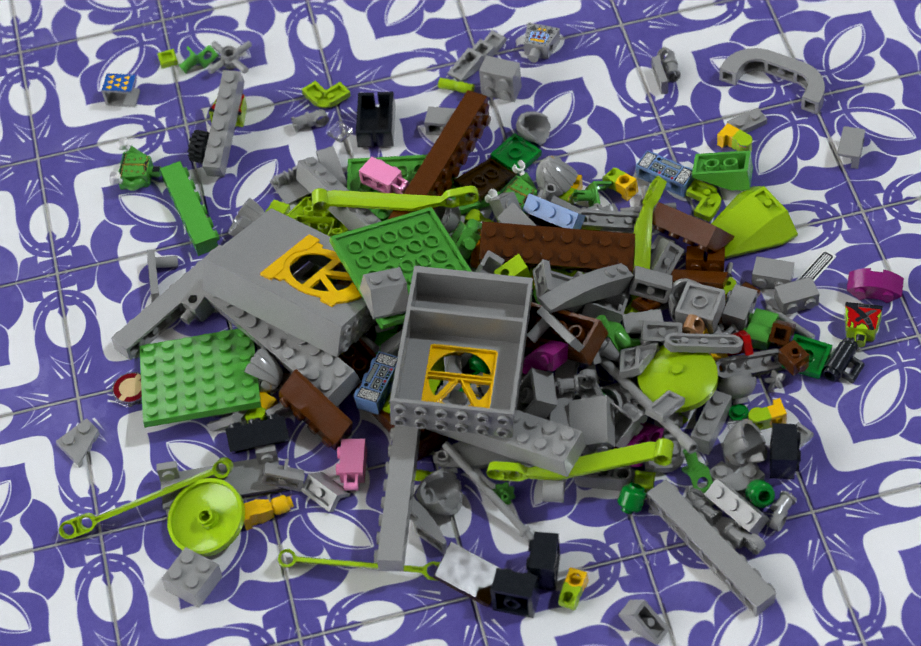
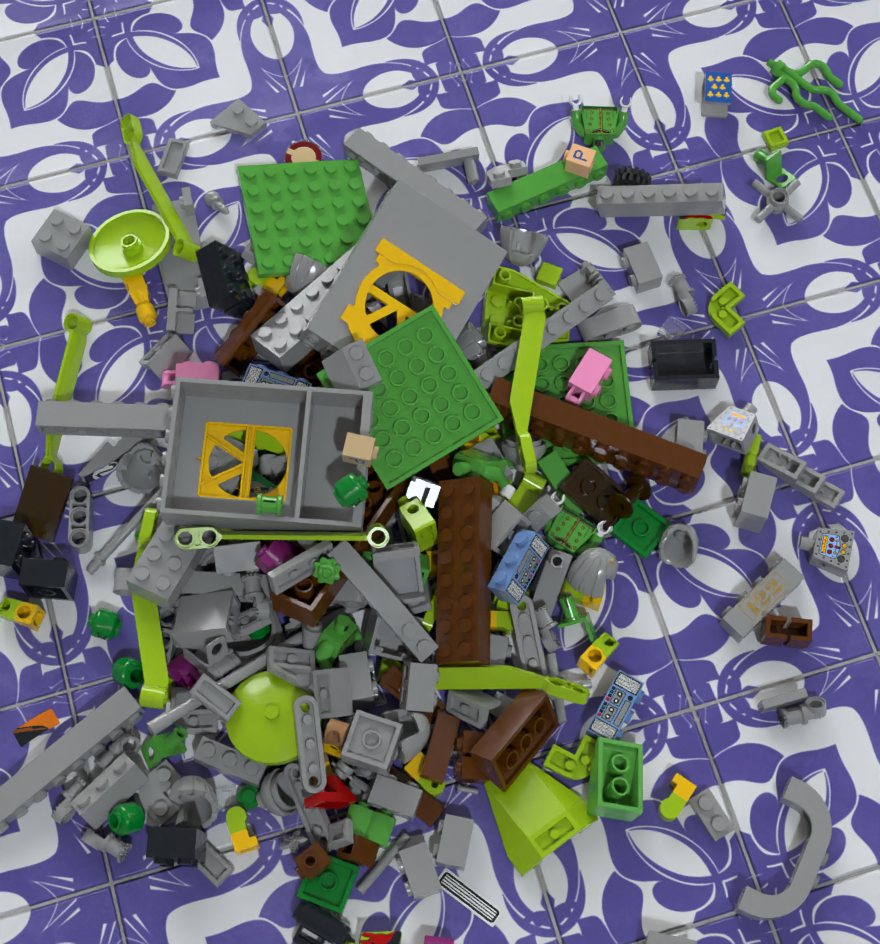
camera: 80 degrees right, 15 degrees up
(110, 44) = (794, 78): none -> bright green plant
(111, 494) = (173, 158): none -> light grey tile
(168, 456) = (214, 201): none -> light grey bar
(175, 236) = (502, 175): none -> light grey plate
(177, 174) = (579, 160): none -> light nougat brick
(280, 146) = (641, 267): none -> light grey brick
(435, 88) = (735, 428): none -> light grey torso
(468, 270) = (360, 450): none -> tan brick
(495, 541) = (83, 529): none -> light grey beam
(498, 158) = (622, 503): none -> dark brown piece
(504, 276) = (351, 490): none -> green head
(512, 334) = (269, 505): none -> bright green bush
(538, 272) = (198, 542): none -> lime piece
(564, 311) = (327, 570): none -> bright green plant
(579, 83) = (761, 600): none -> light grey brick
(586, 521) = (105, 624): none -> green head
(606, 67) = (795, 635): none -> reddish brown piece
(678, 576) = (35, 727): none -> sticker
(770, 339) = (341, 833): none -> light grey tile

